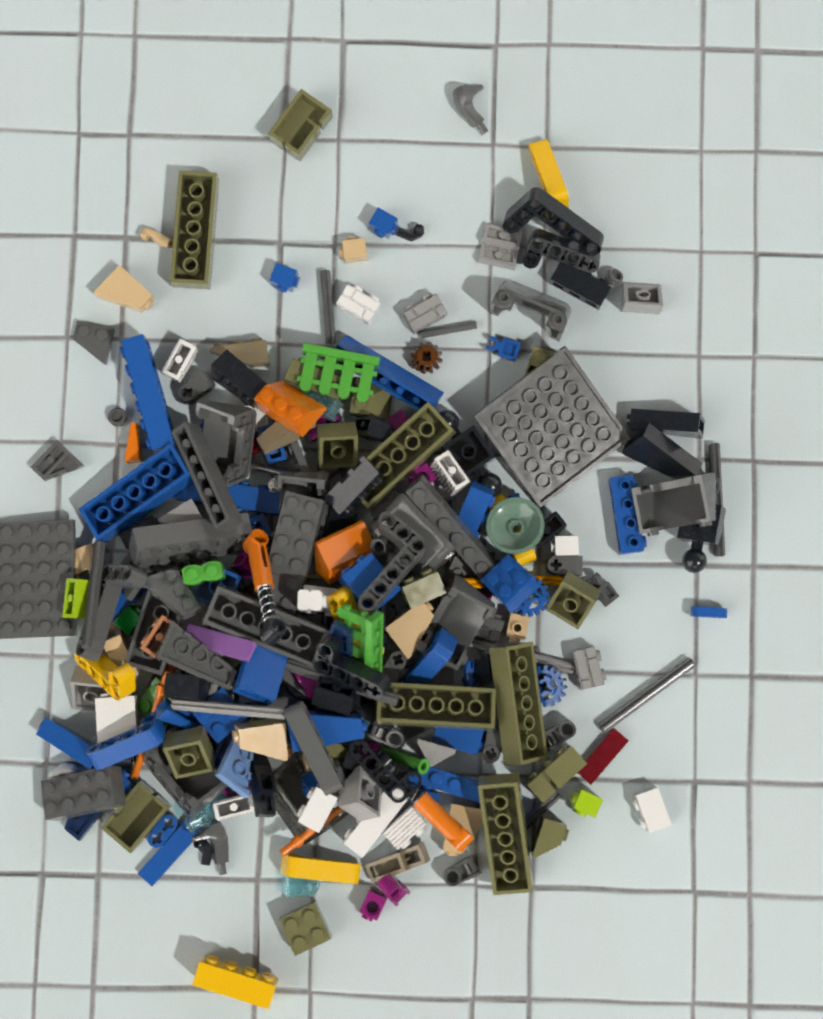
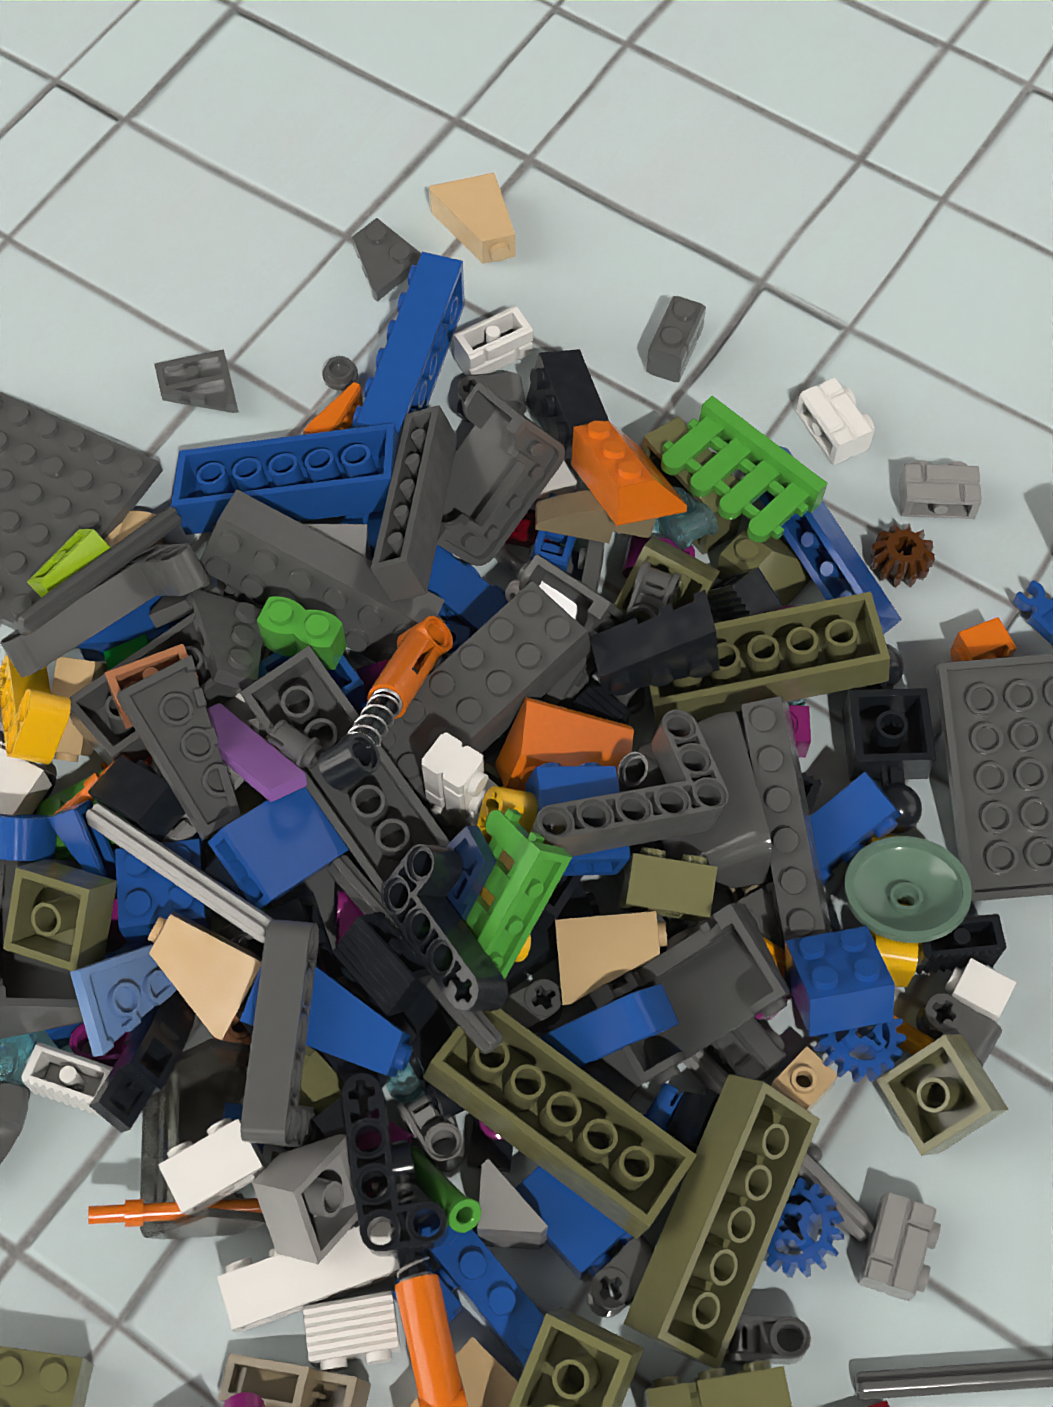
camera: 30 degrees right, 20 degrees down
(157, 237) = (577, 179): tan arm -> none
(194, 230) = (639, 190): olive brick -> none
(242, 631) = (296, 744): none -> dark grey pin
(251, 353) = (621, 394): dark tan slope -> none
(261, 304) = (675, 339): none -> dark grey brick
(284, 278) = (737, 323): blue brick -> none
(297, 887) = (77, 1309): clear light blue piece -> none
(300, 124) = (898, 141): olive piece -> none
(320, 869) = (144, 1305): yellow beam -> none
(327, 301) = (787, 391): dark grey axle -> none
(336, 458) = (652, 591): none -> dark grey piece
(353, 250) = (875, 344): tan brick -> none
(383, 223) = (947, 332): blue brick -> none
(411, 235) = (984, 375): black arm -> none
(448, 329) = (965, 538): dark grey bar -> none
(449, 473) = (837, 738): white brick -> none
(484, 384) = (983, 641): none -> orange brick
(608, 593) = (1012, 1128): dark grey plate -> none

